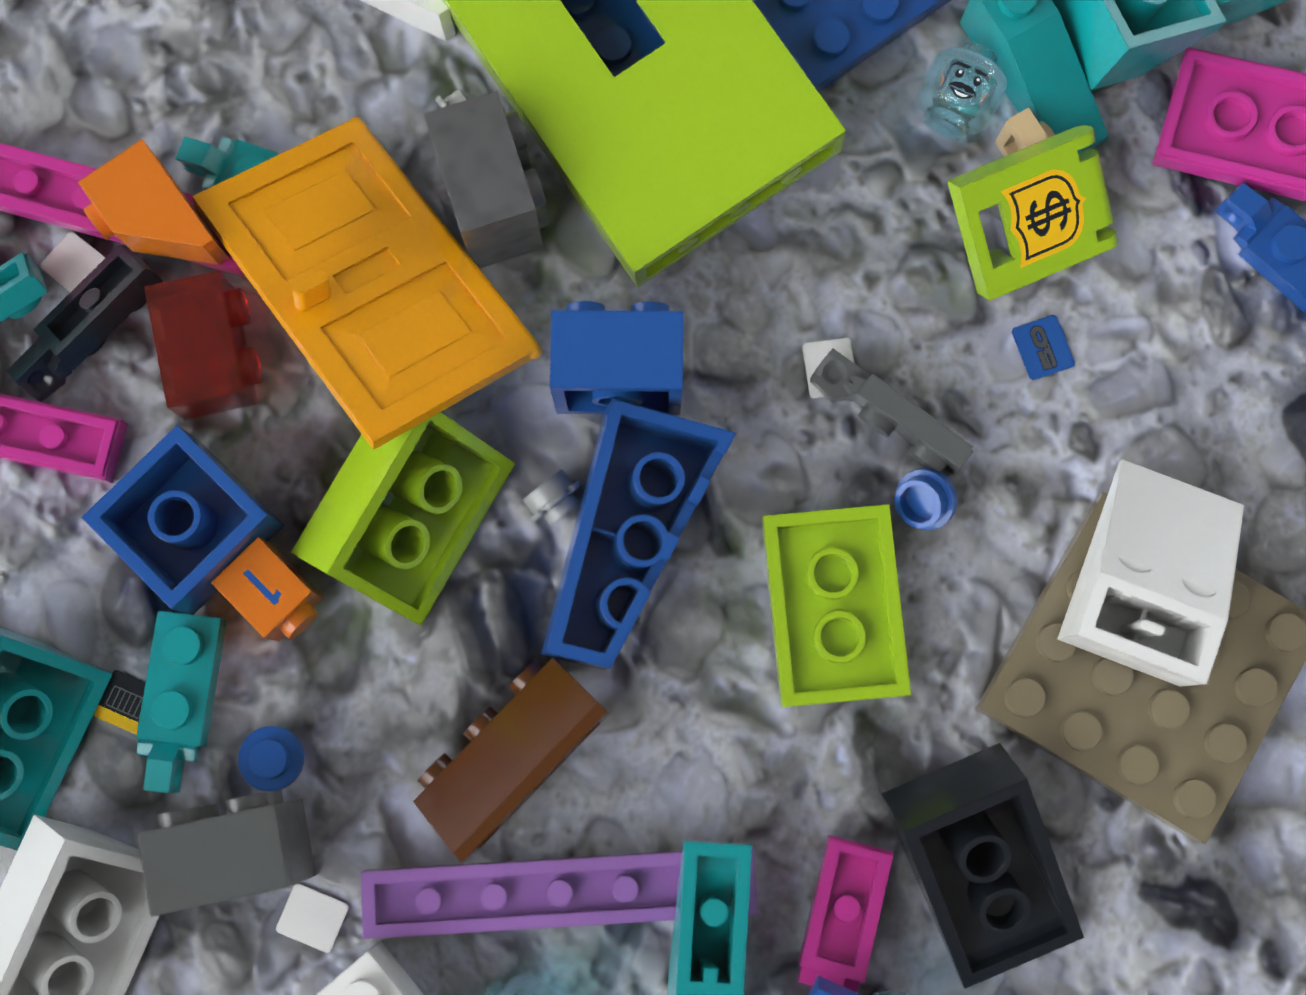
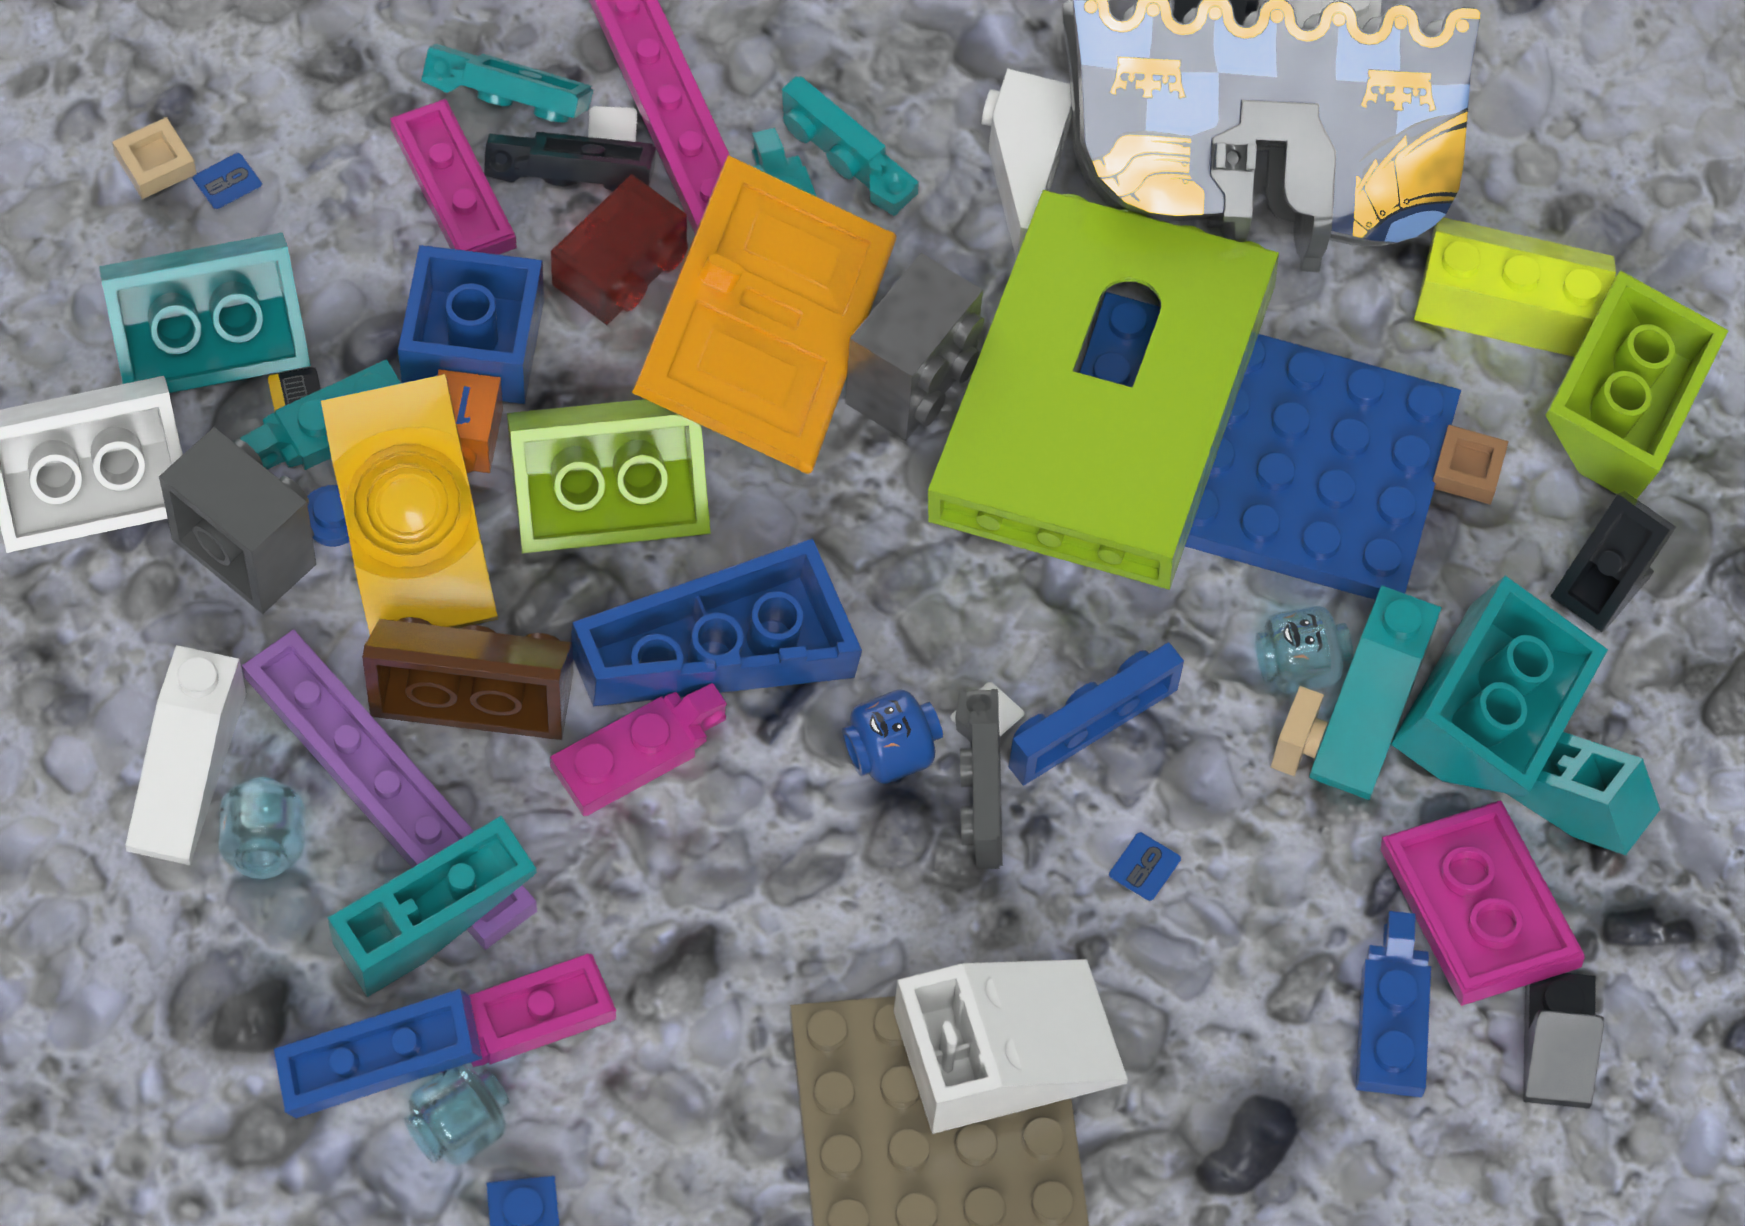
camera: 50 degrees right, 20 degrees down
(147, 208) = (694, 134): orange slope -> none
(248, 90) = (847, 145): none -> teal hinge
(312, 918) = (227, 631): white sticker -> none
(318, 699) = (409, 505): none -> yellow slope
(553, 498) = (698, 563): light grey plate -> none
(617, 357) = (856, 526): blue brick -> none
(666, 665) = (637, 747): none -> dark pink hinge
(808, 458) = (892, 736): none -> blue head
(835, 606) = (785, 838): lime plate -> none
(900, 287) = (1094, 712): none -> blue plate
(925, 499) = (931, 847): blue plate -> none
(984, 864) = (657, 1090): black slope -> none
(1049, 207) = (1251, 769): lime container -> none

